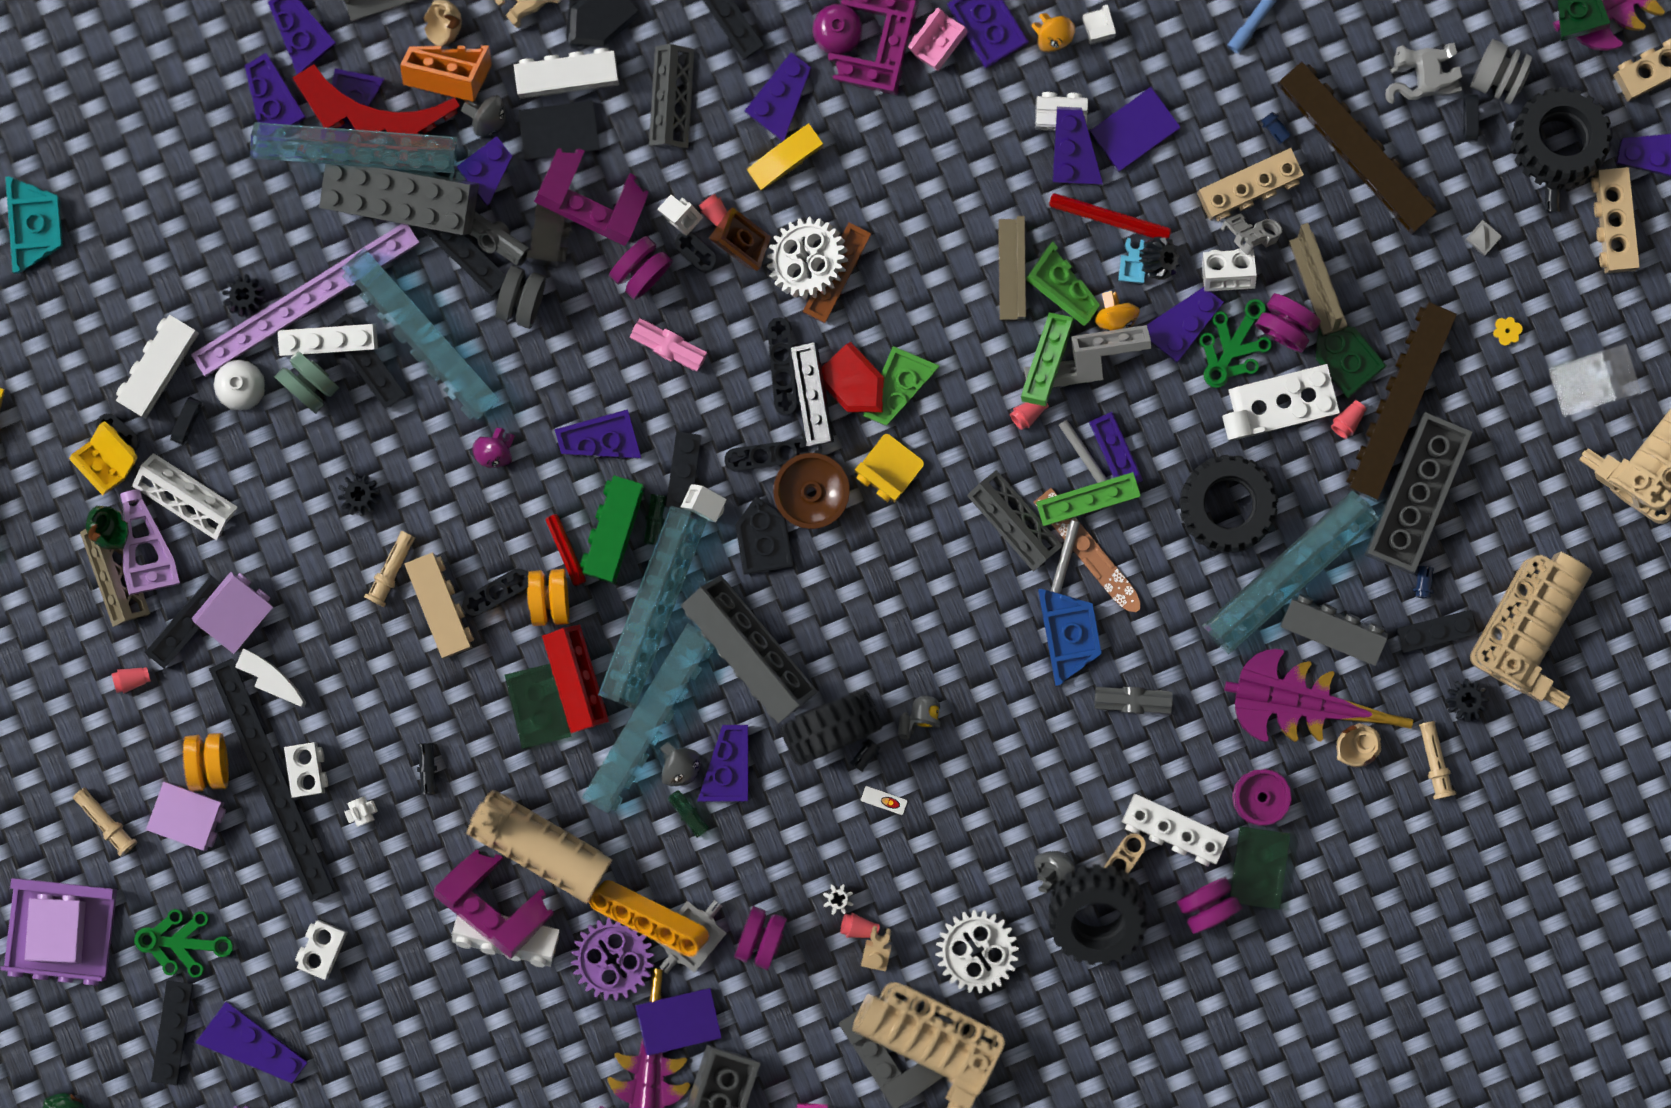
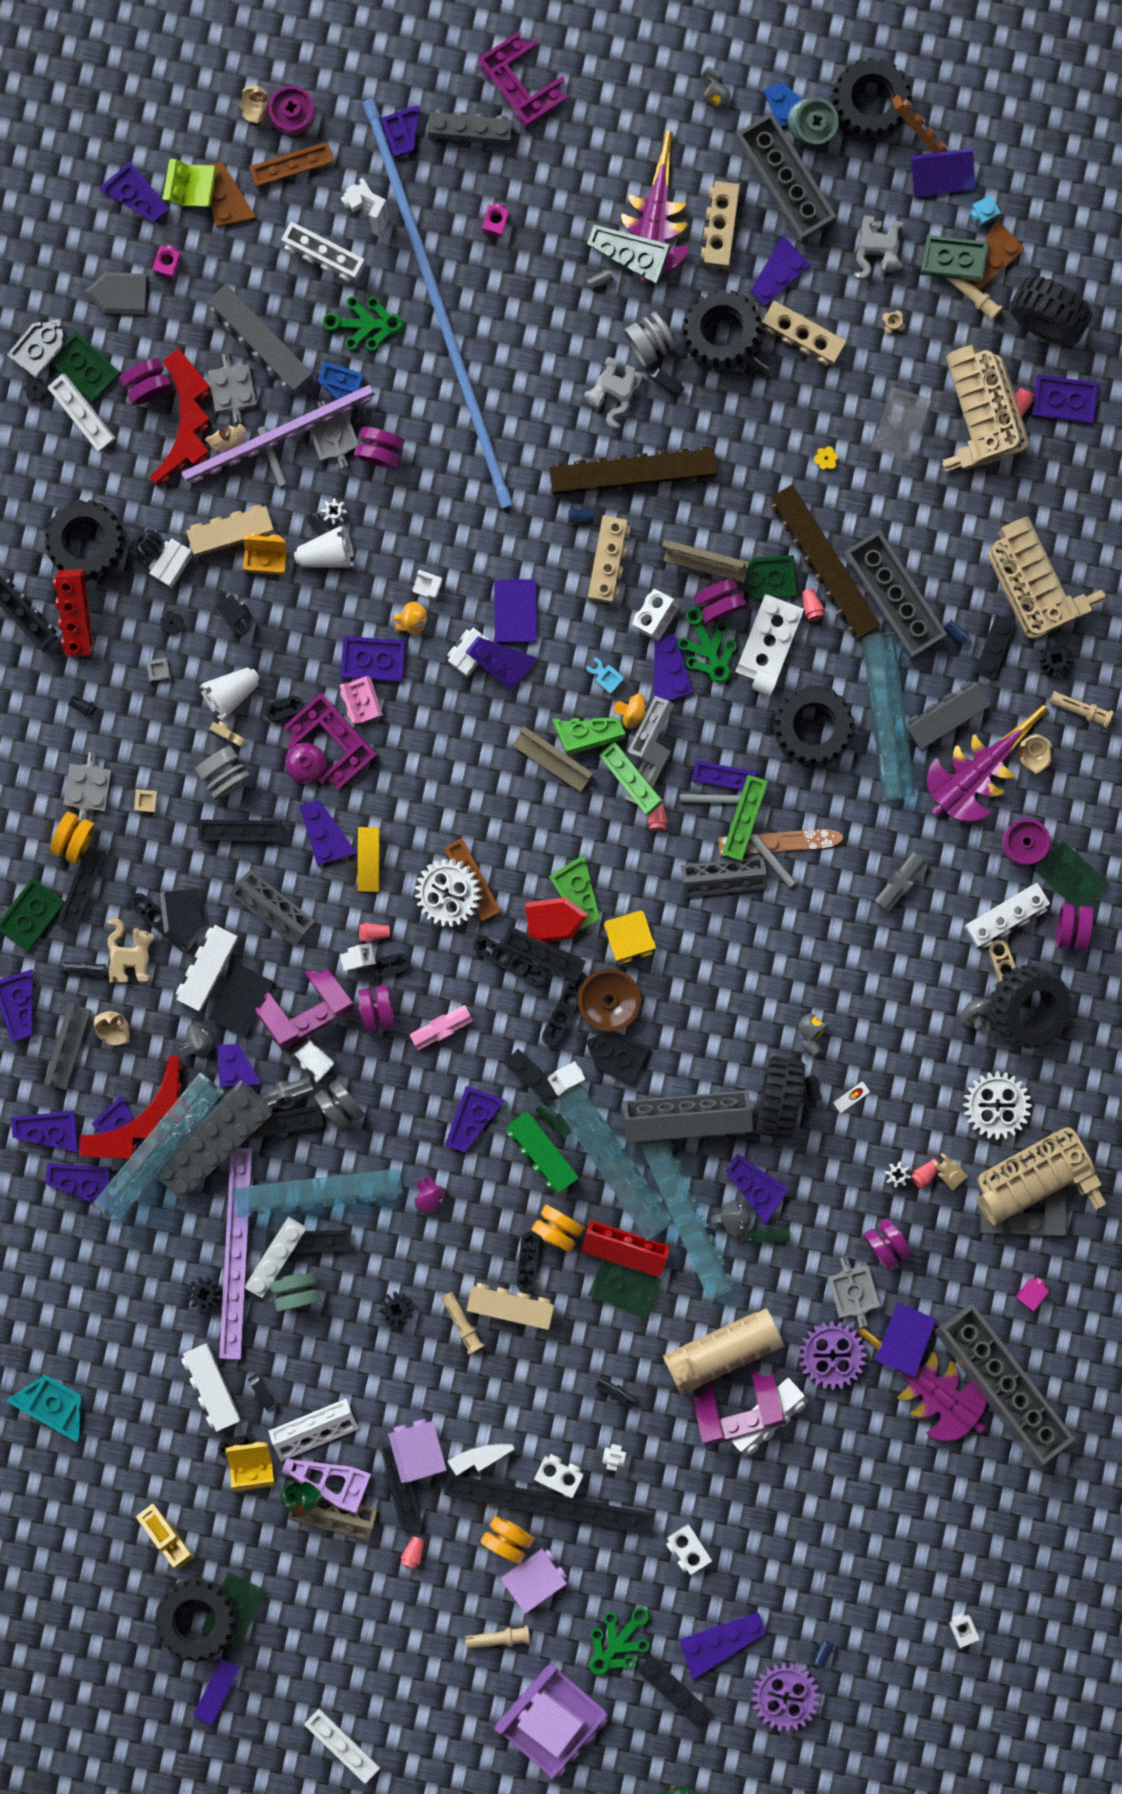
camera: 65 degrees left, 0 degrees up
(239, 385) = (263, 1339): white cylinder -> none
(446, 71) = (148, 1047): orange wedge -> none
(565, 550) = (531, 1194): red axle -> none
(649, 918) = (823, 1310): light orange beam -> none
(741, 239) = (404, 928): reddish brown slope -> none
(1069, 633) = (826, 893): blue wing -> none
(1108, 216) = (563, 669): red axle -> none
(1159, 258) = (615, 655): black gear -> none
(1252, 236) = (644, 583): light grey piece -> none
(1483, 238) = (752, 430): light grey tile -> none

